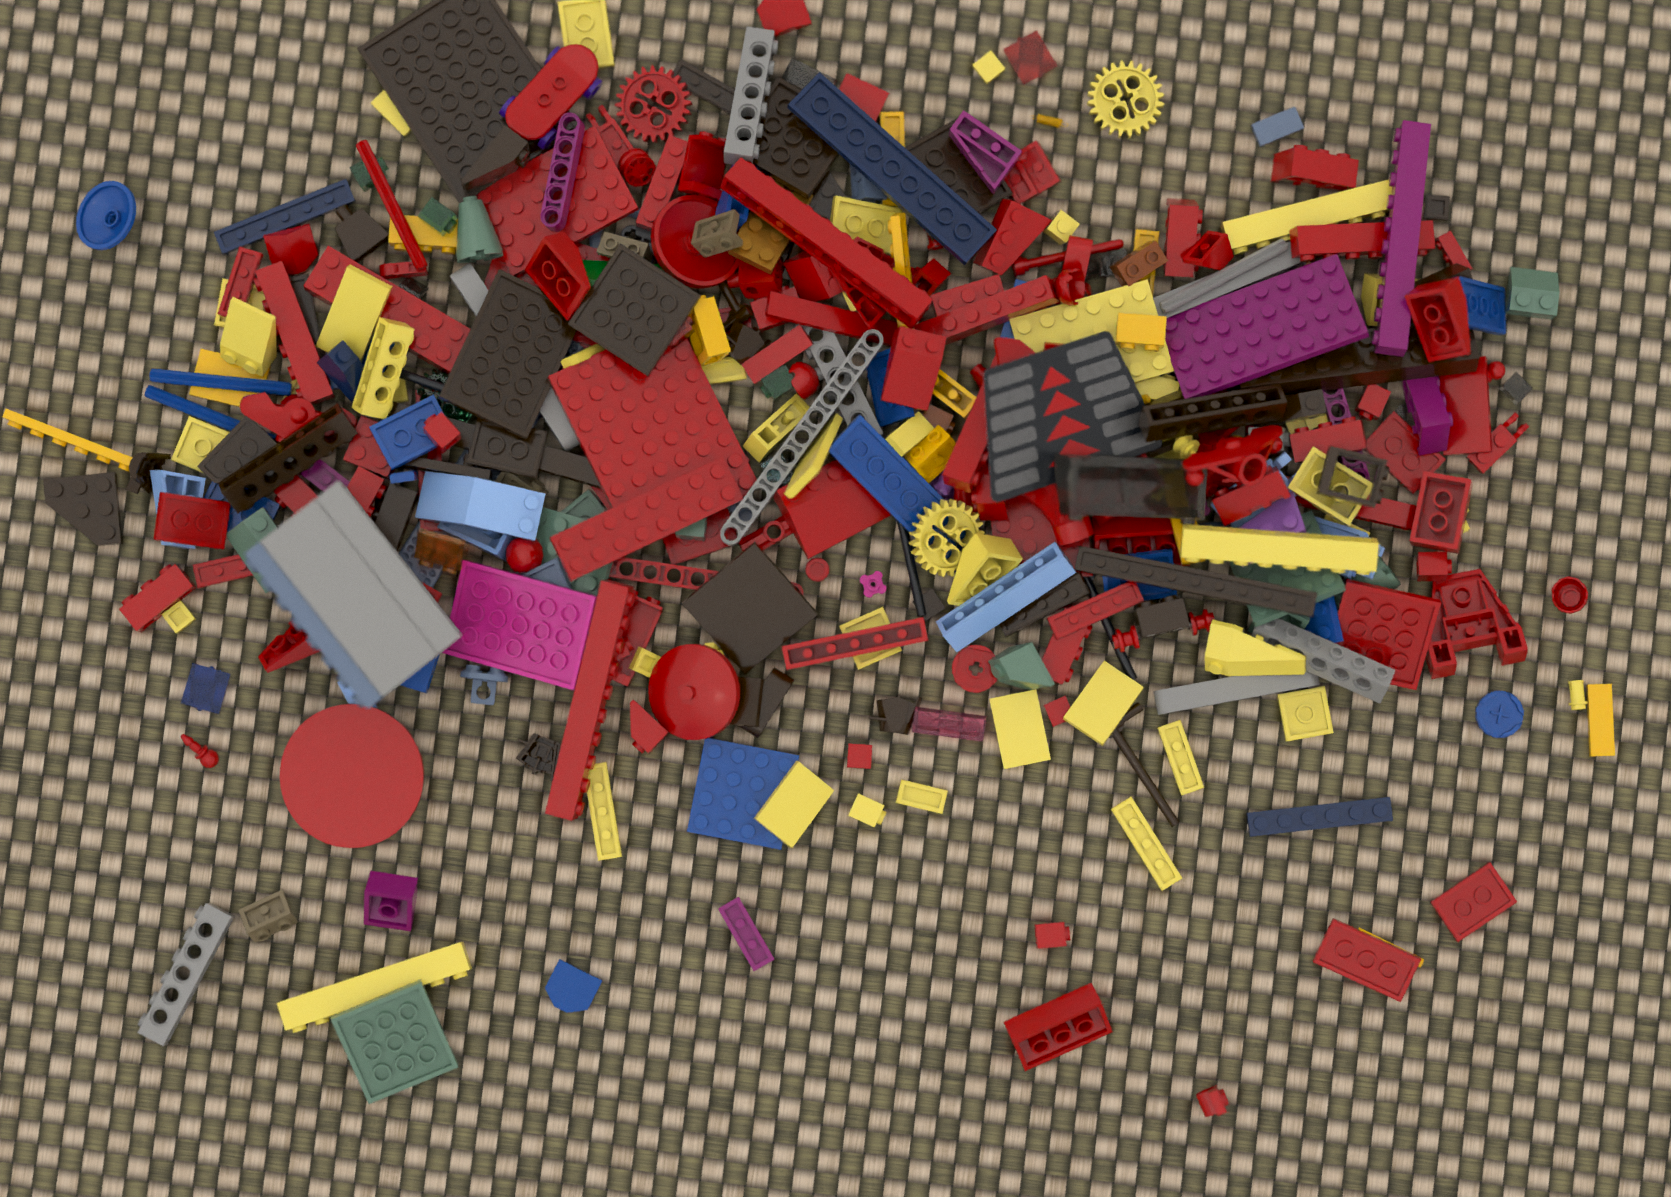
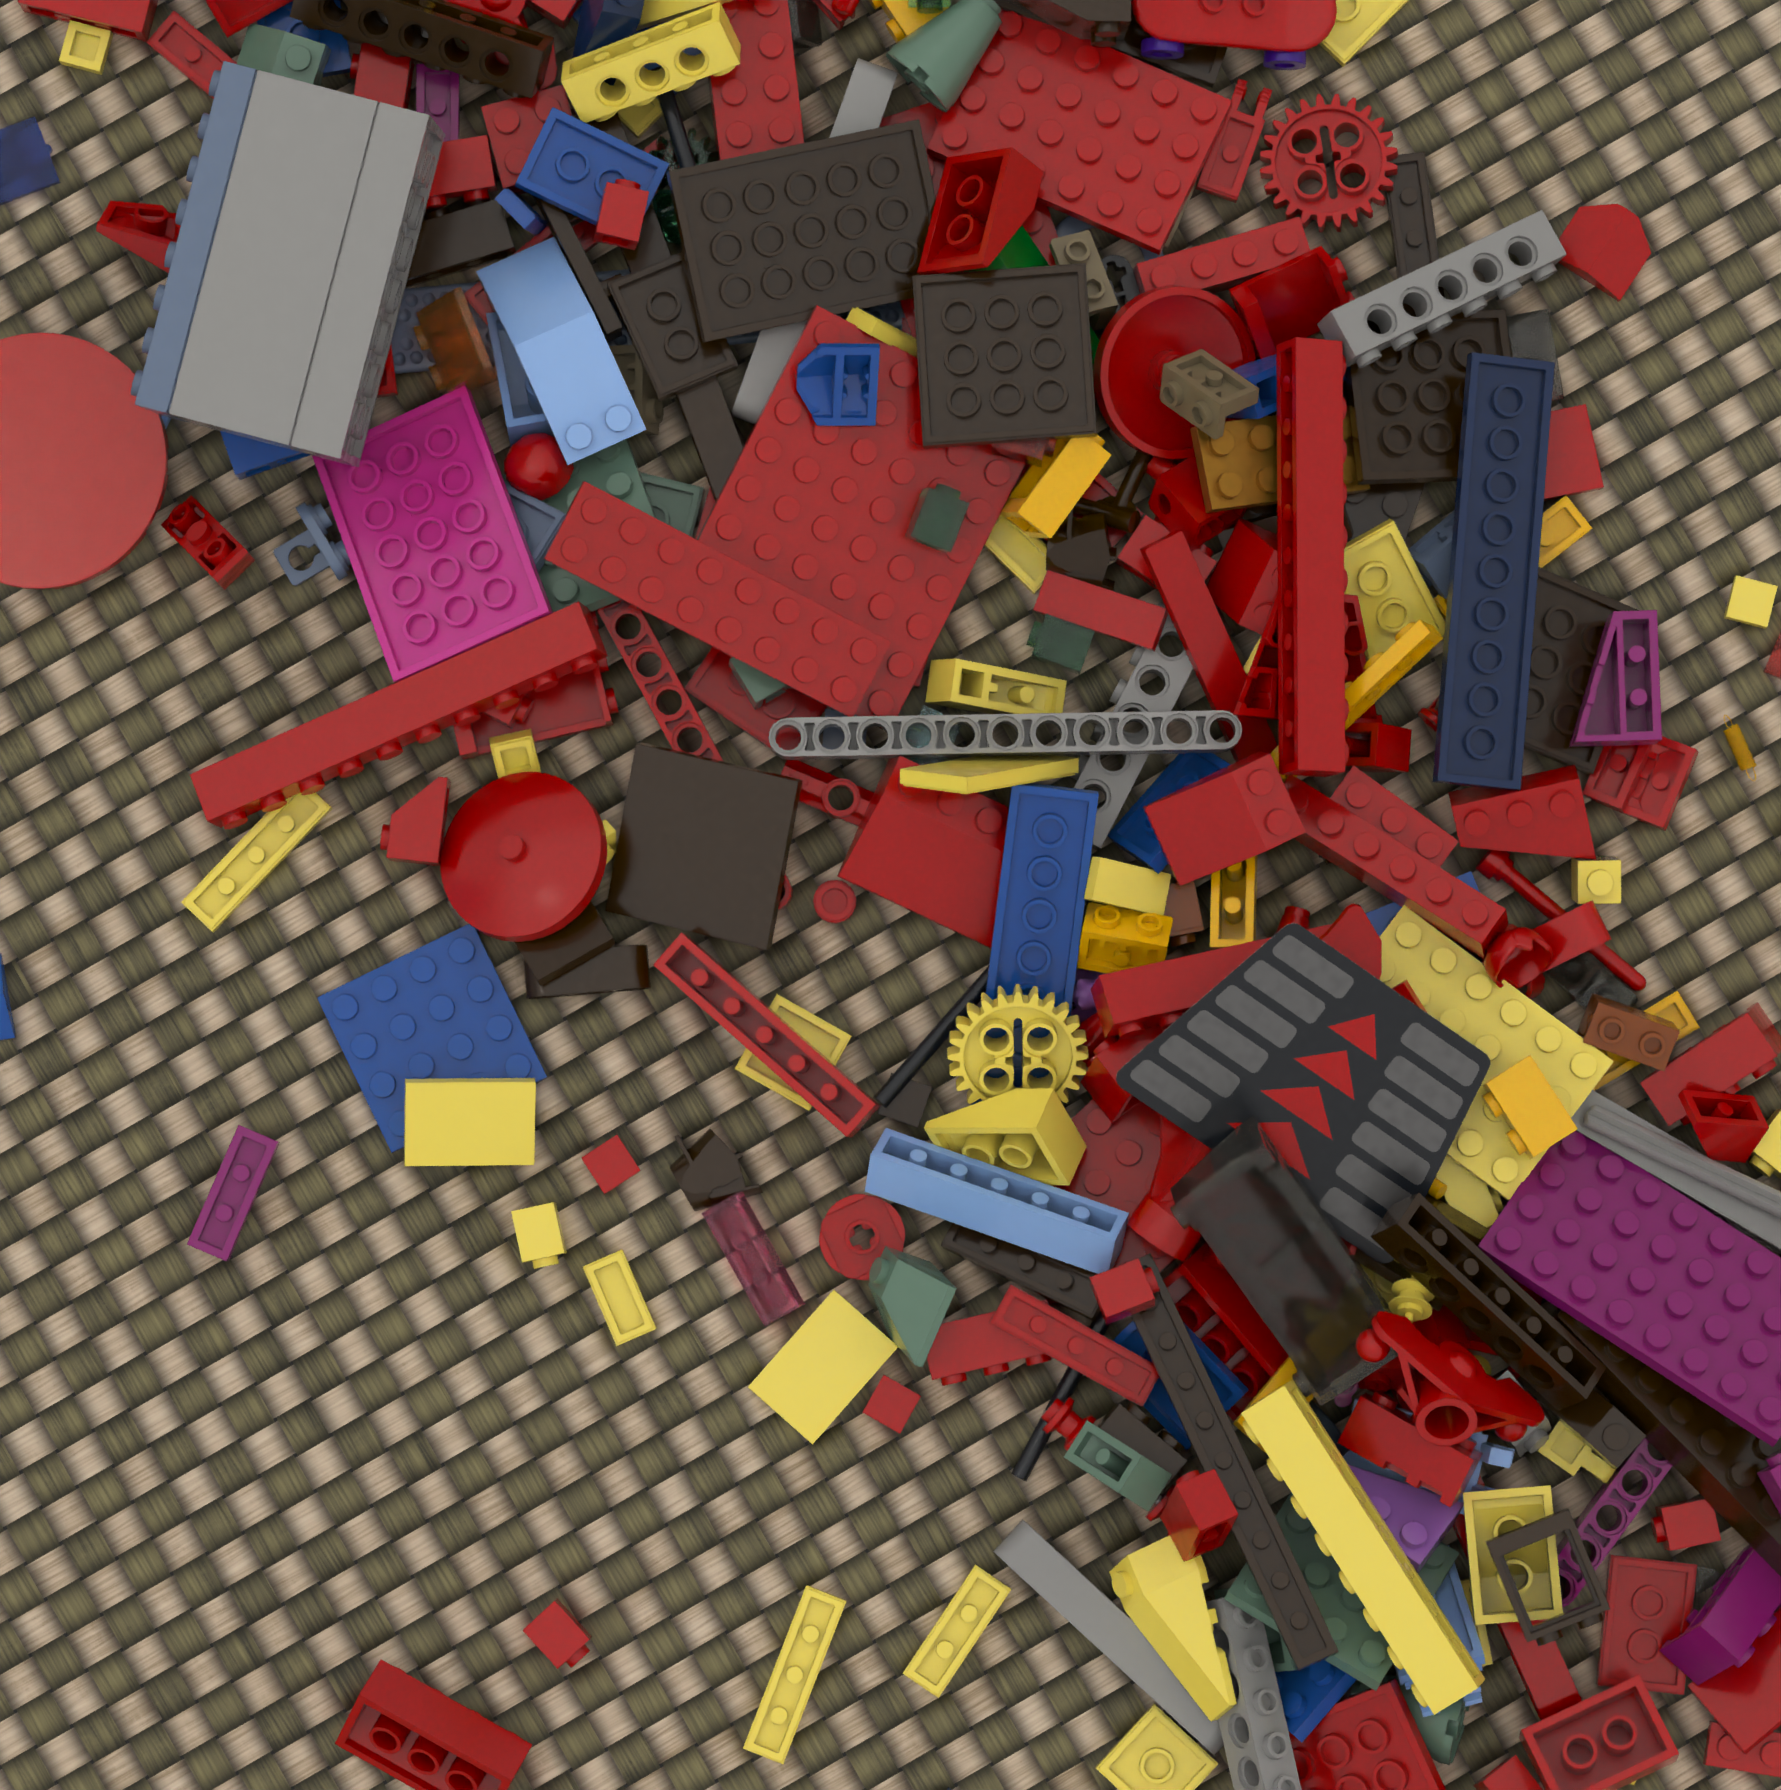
camera: 55 degrees right, 0 degrees up
(445, 727) = (207, 542): none -> red slope
(540, 754) = (270, 703): dark brown piece -> none
(566, 182) = (1139, 87): magenta beam -> none
(592, 391) = (840, 383): none -> blue slope
(635, 166) = (1218, 204): red wheel -> none
(683, 394) = (937, 518): none -> clear green brick
(805, 380) = (1094, 678): red hair -> none
(879, 587) = (870, 985): dark pink plate -> none
(1088, 568) = (1124, 1290): none -> red brick
(1103, 703) = (950, 1459): light yellow tile -> none
(1138, 767) = (923, 1500): dark brown bar -> none
(1163, 629) = (1117, 1466): none -> sand green slope
(1211, 609) = (1198, 1514): none -> red brick
(1348, 436) = (1602, 1523): red brick -> none

